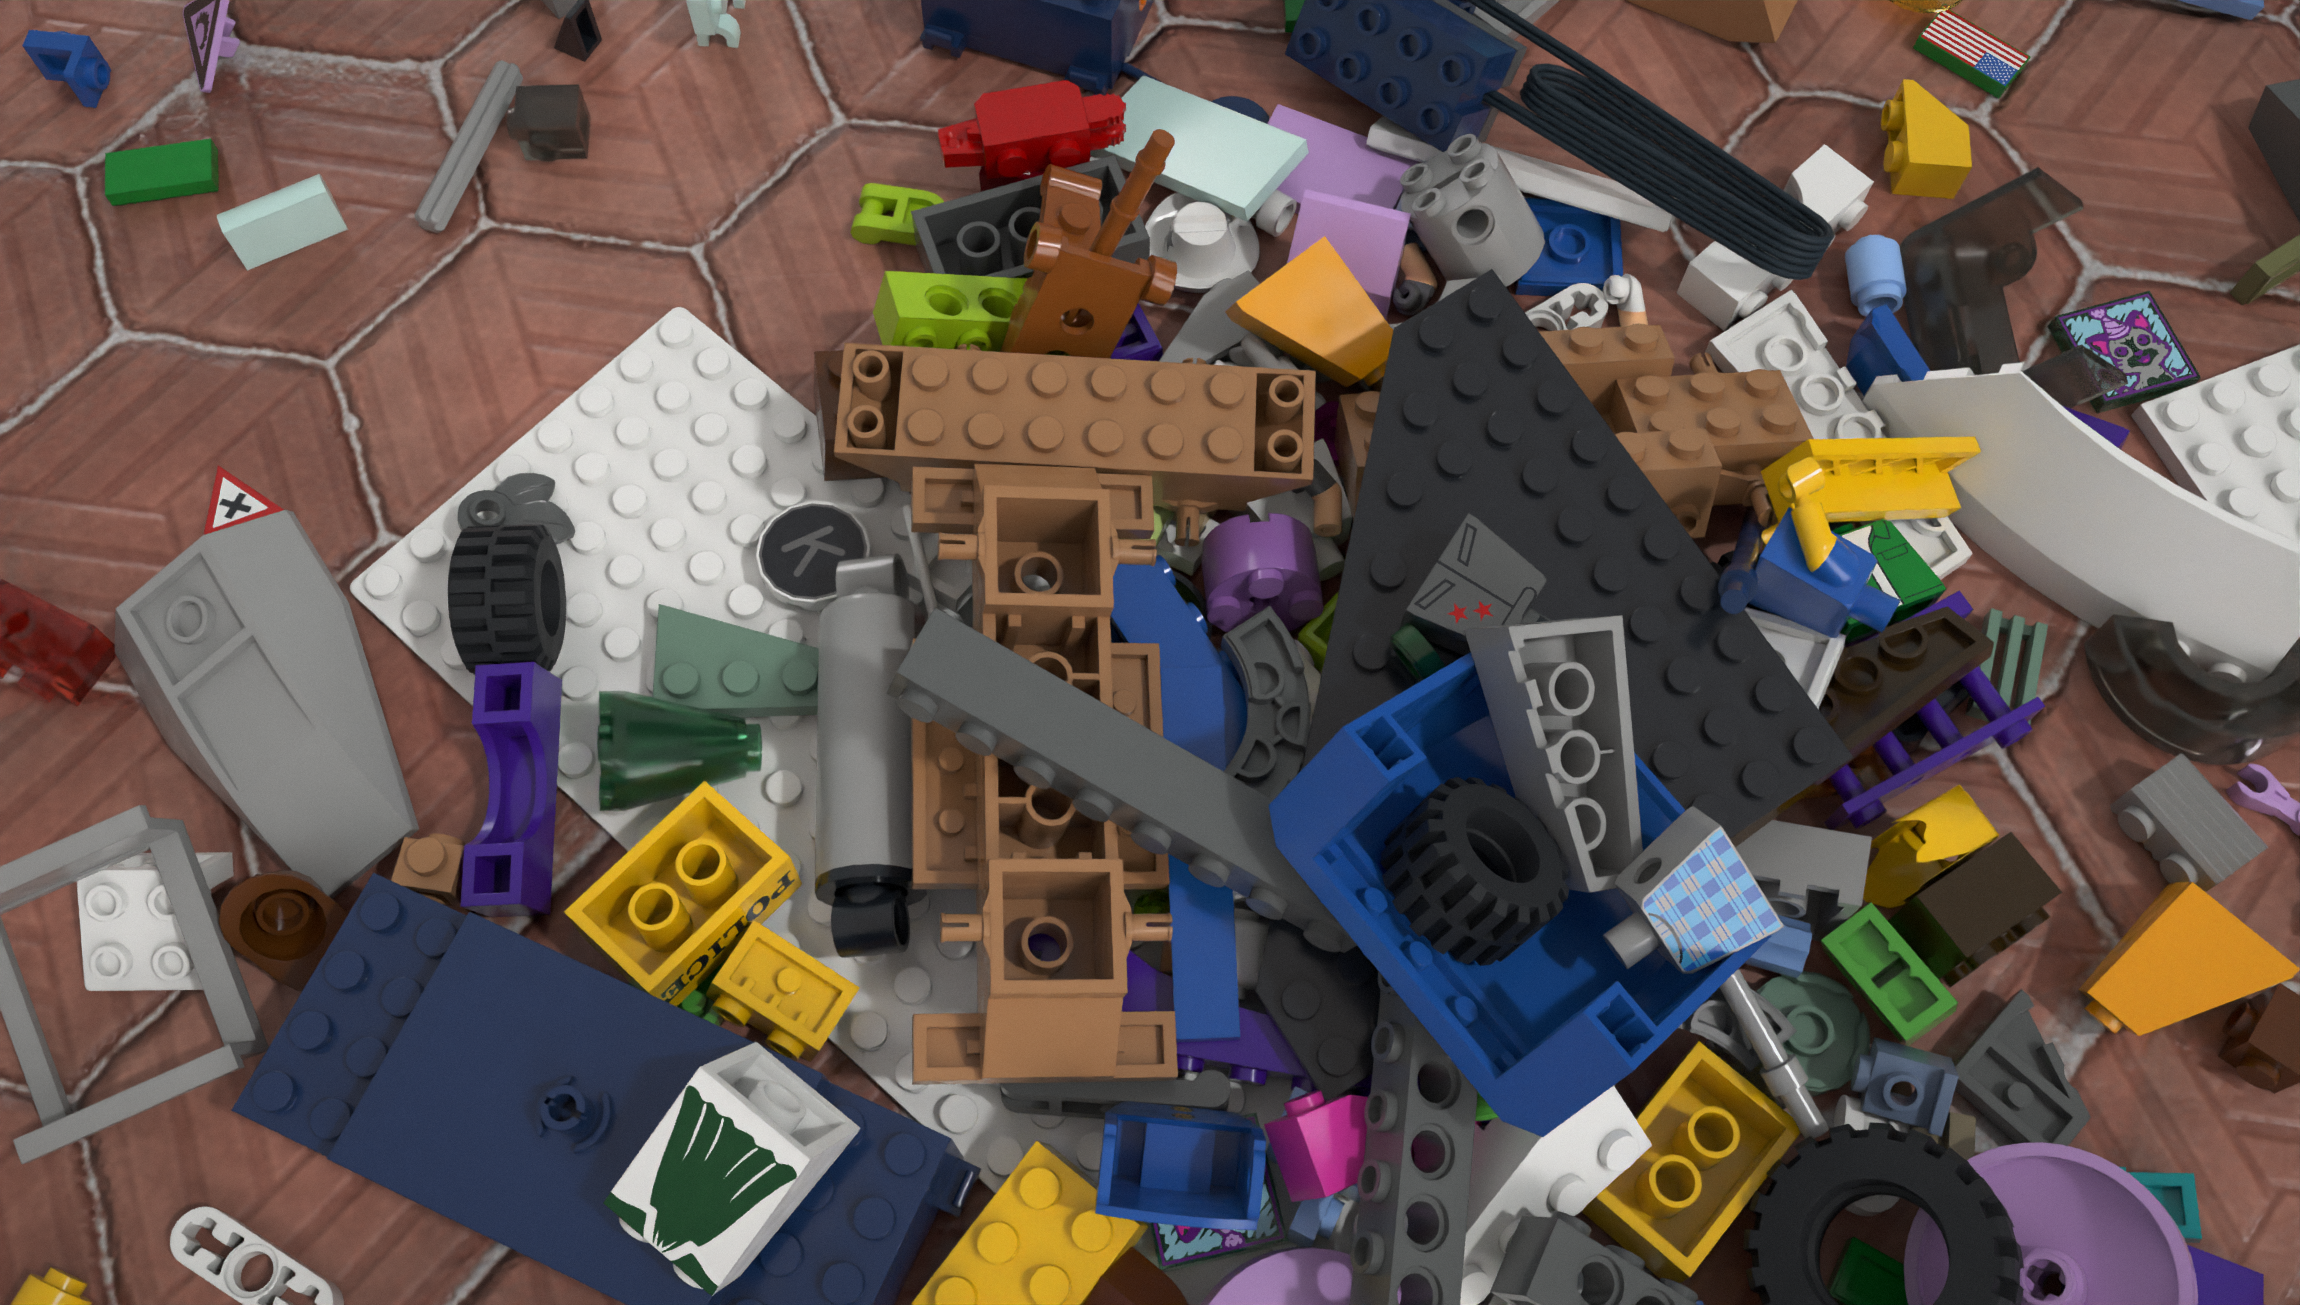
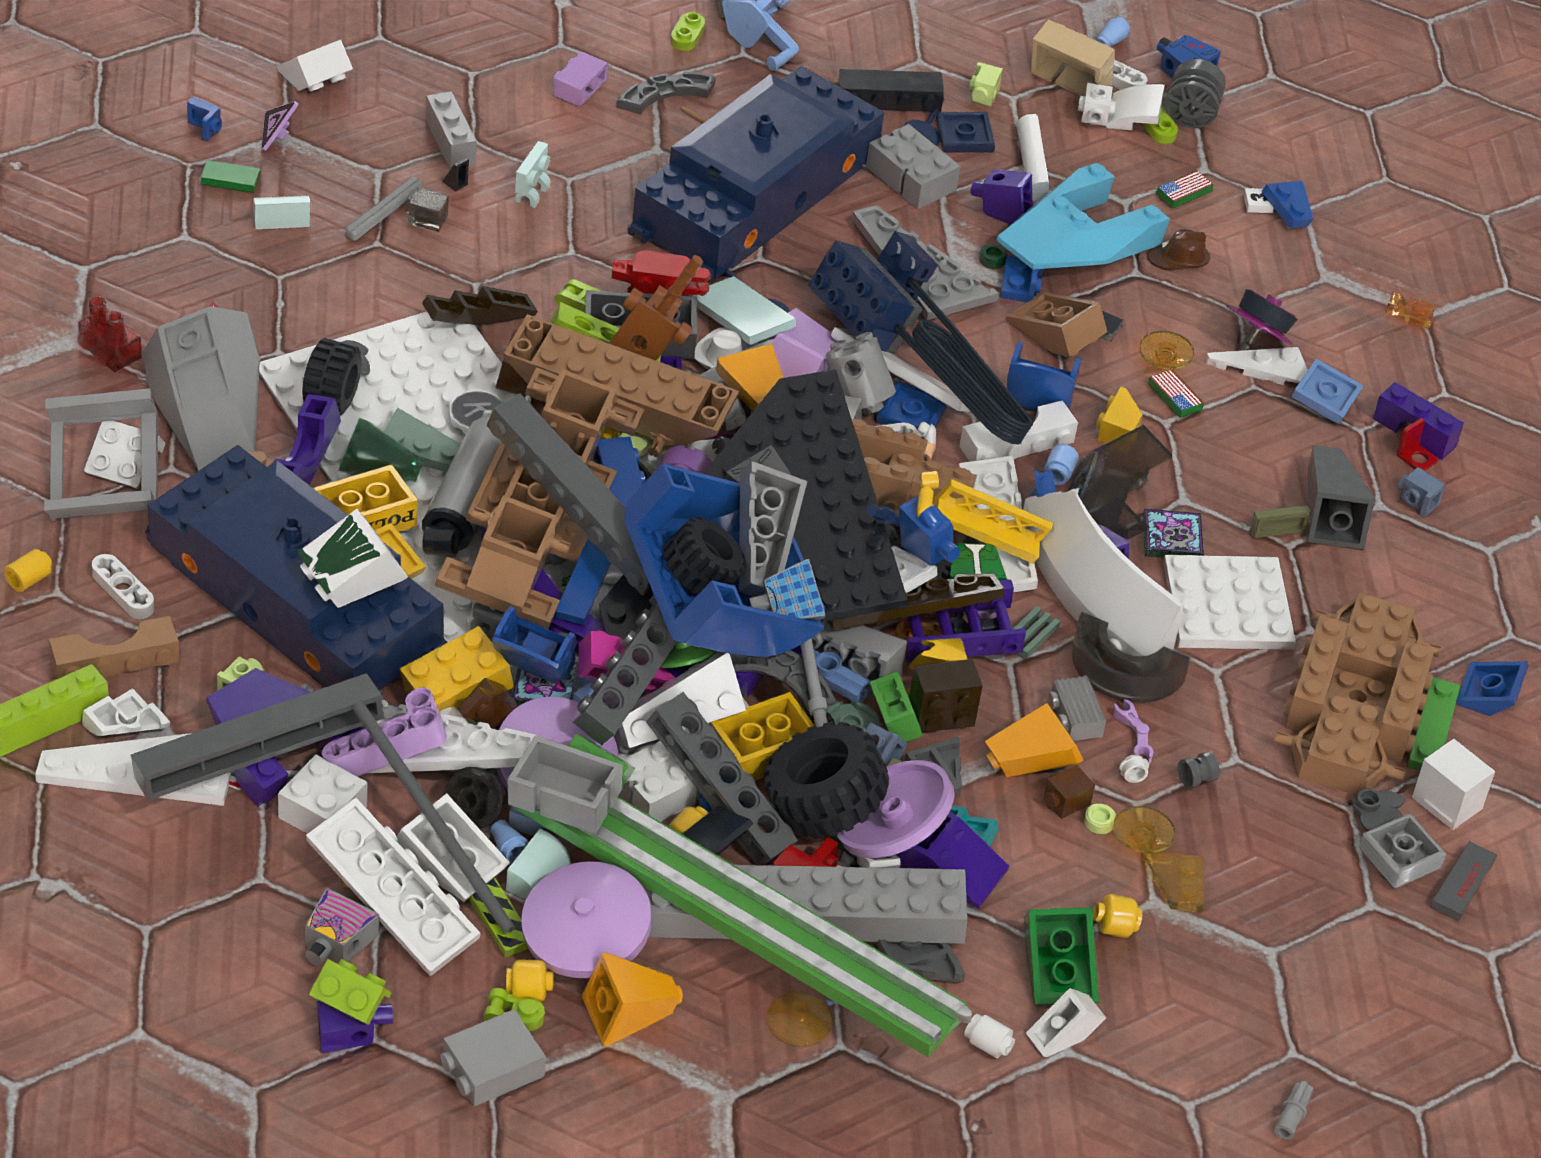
camera: 15 degrees right, 20 degrees down
(281, 924) = (179, 461): reddish brown piece -> none
(714, 314) = (485, 307): none -> dark brown slope
(1778, 122) = (1038, 383): none -> blue piece

